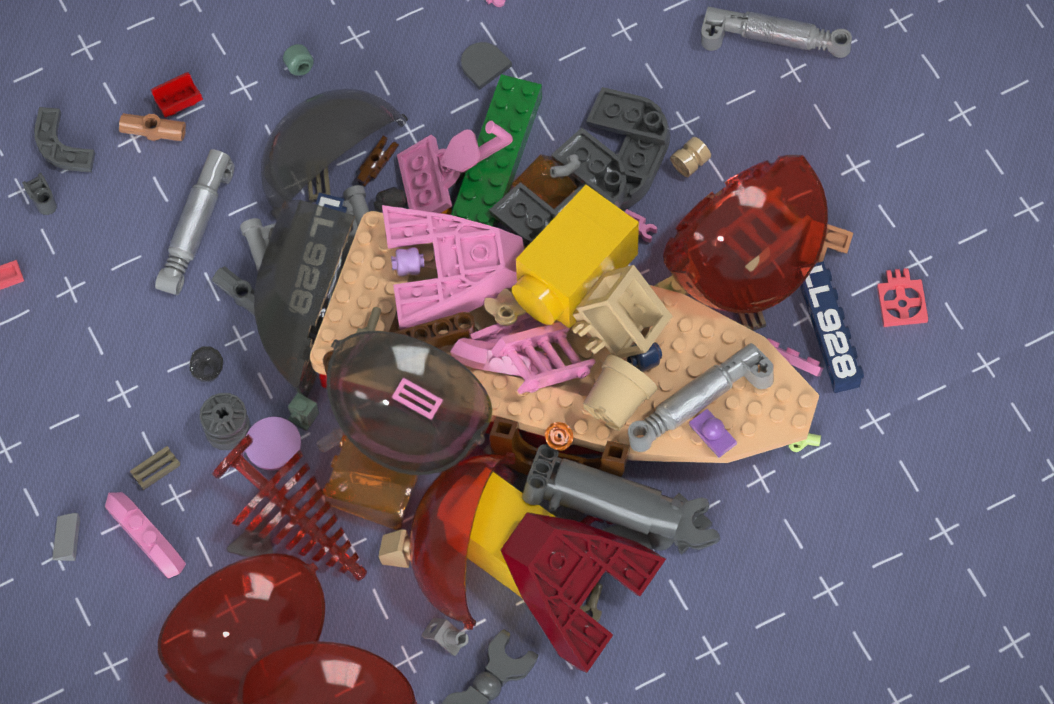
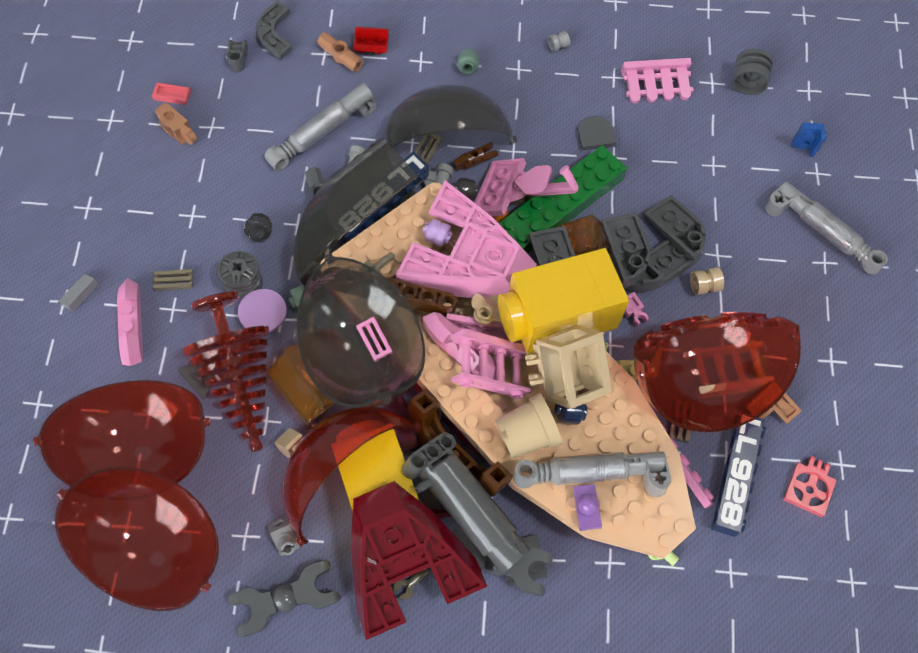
camera: 25 degrees right, 0 degrees up
(33, 308) = (175, 124): none -> nougat piece
(556, 442) = (457, 433): orange plate -> none
(566, 170) = (605, 235): light grey arm -> none

